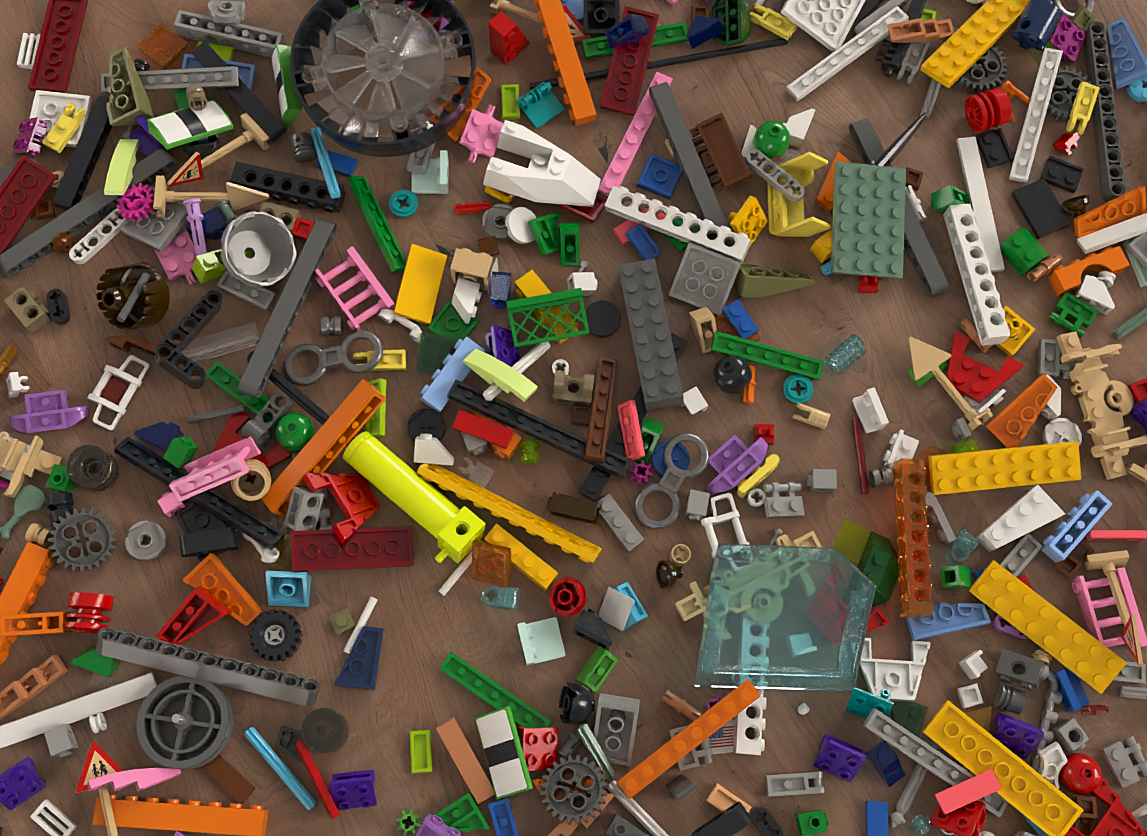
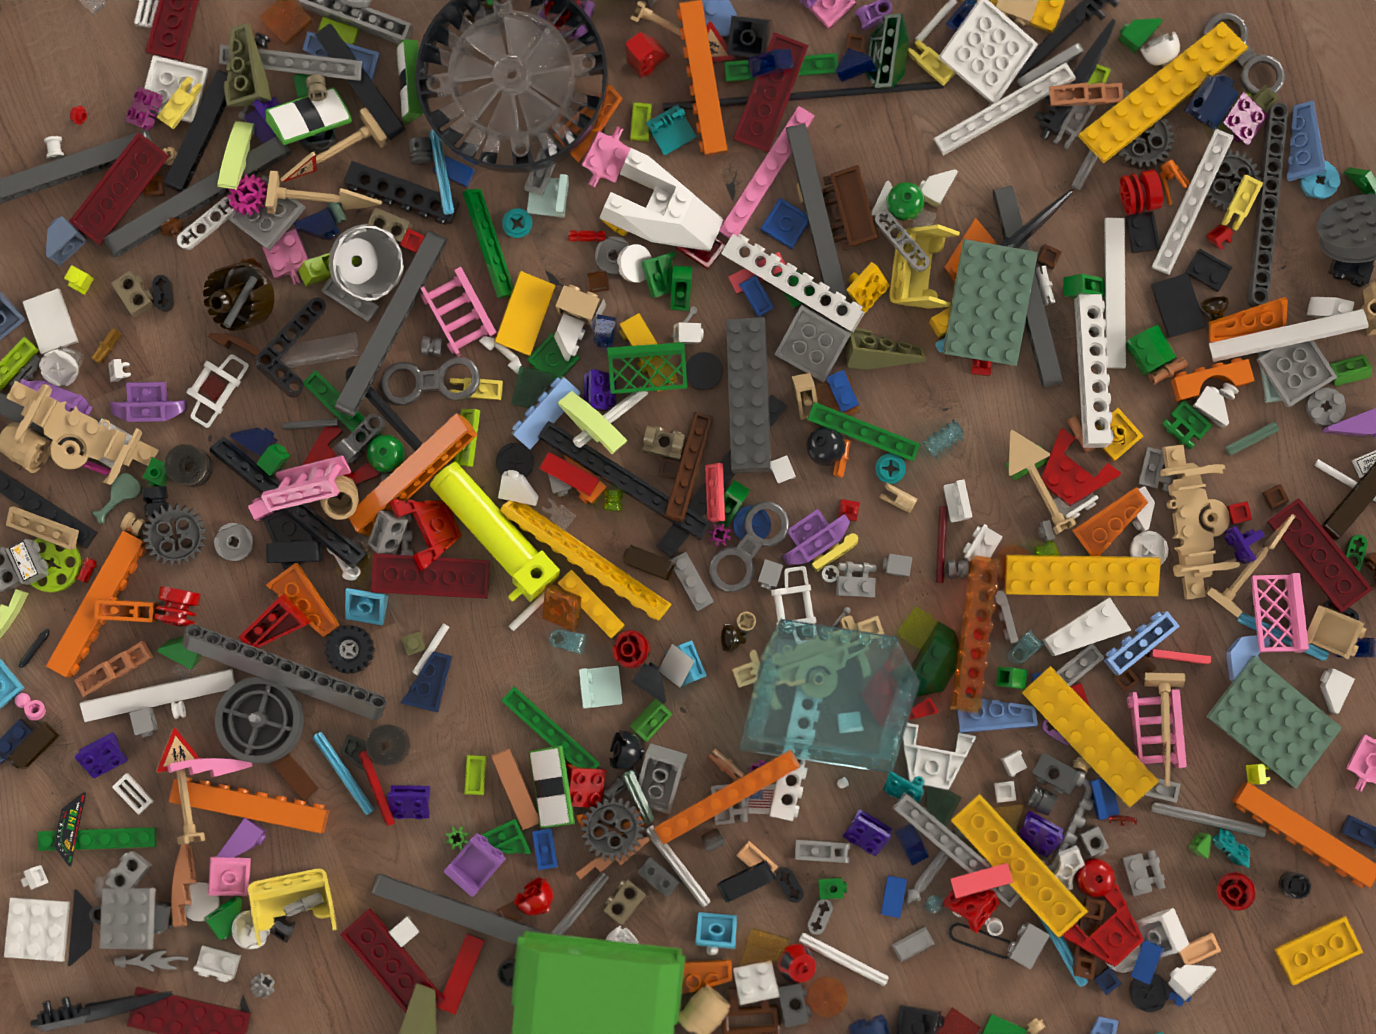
camera: 15 degrees right, 10 degrees up
(195, 218) = (305, 219): lavender pin -> none
(561, 363) = (656, 412): white bush -> none

